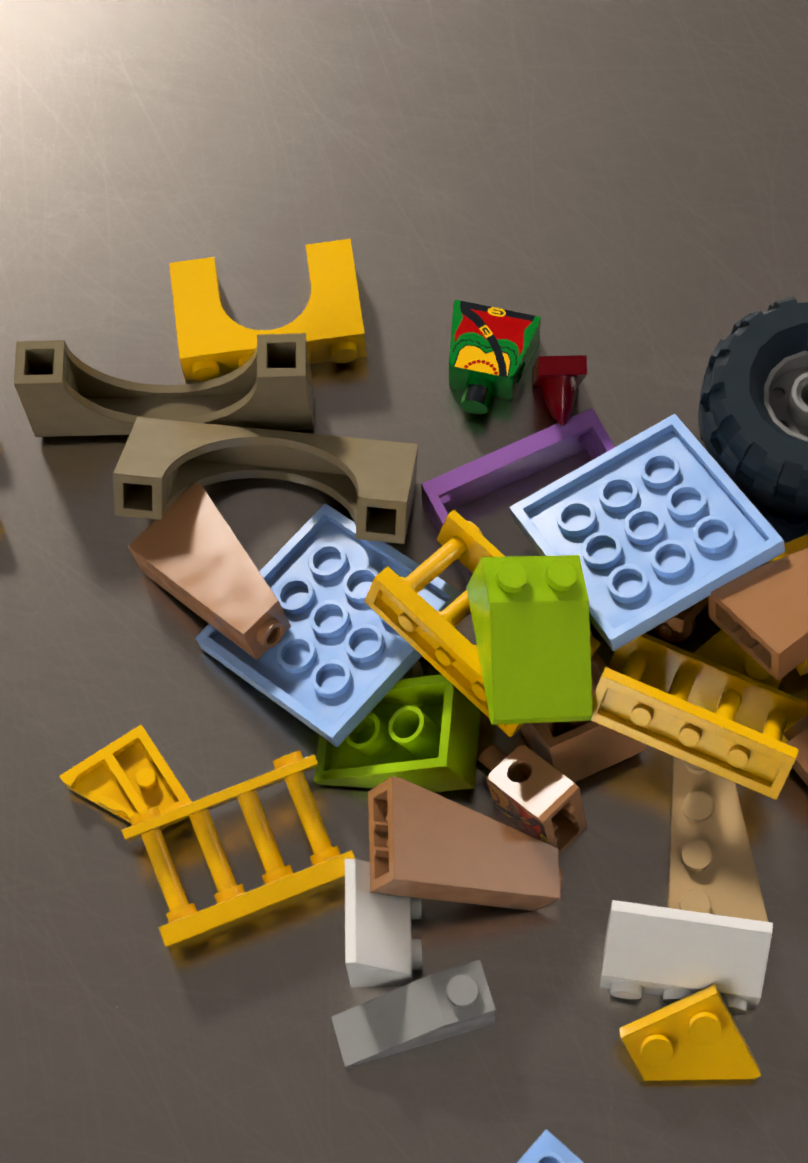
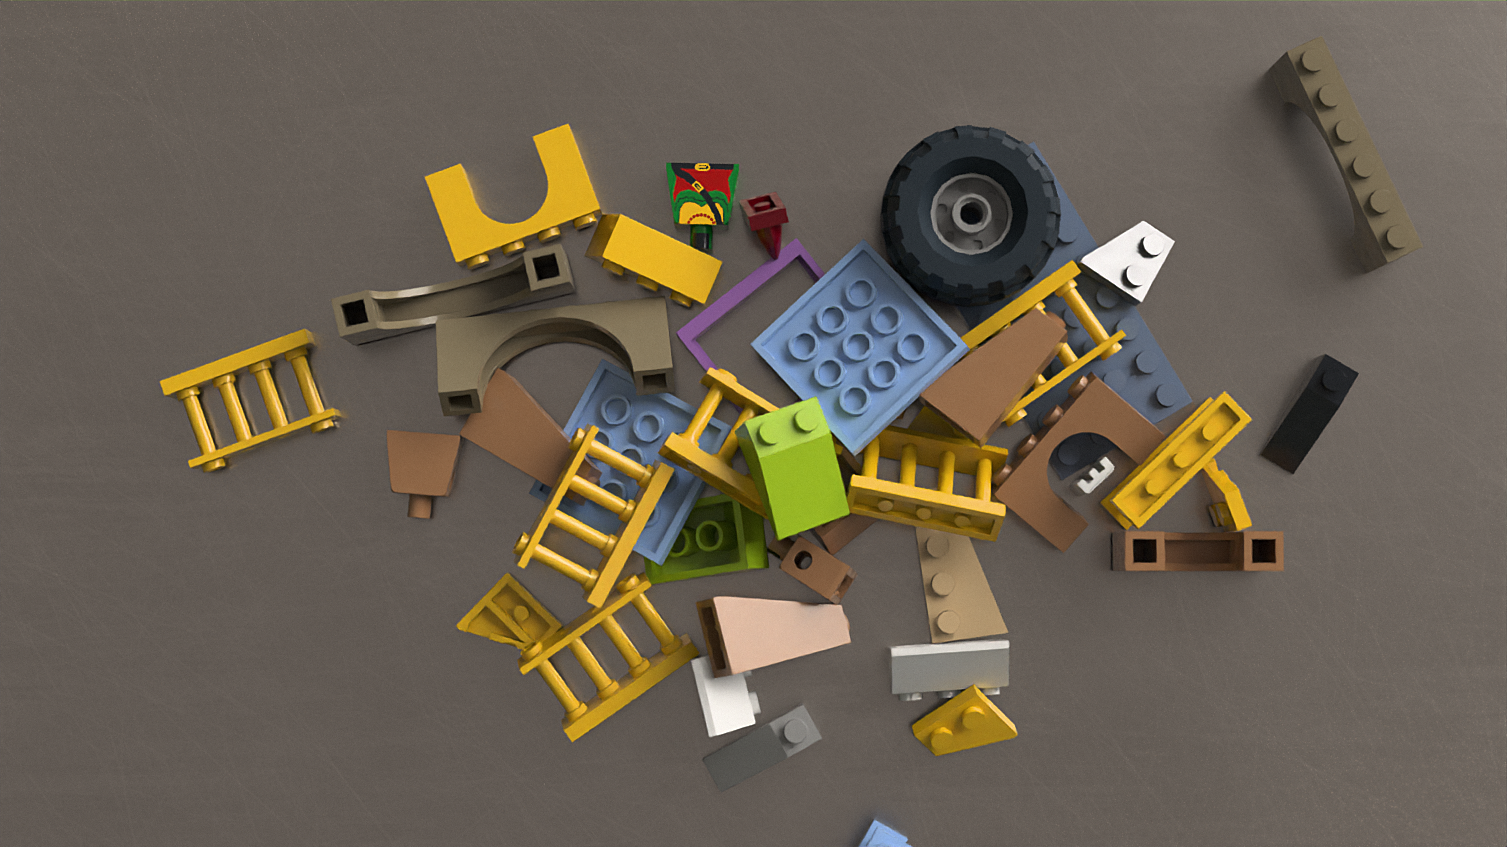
camera: 15 degrees left, 20 degrees up
(75, 581) = (422, 467): none -> medium nougat torso
(279, 701) = (615, 547): none -> yellow fence
(415, 401) = (653, 259): none -> yellow wedge

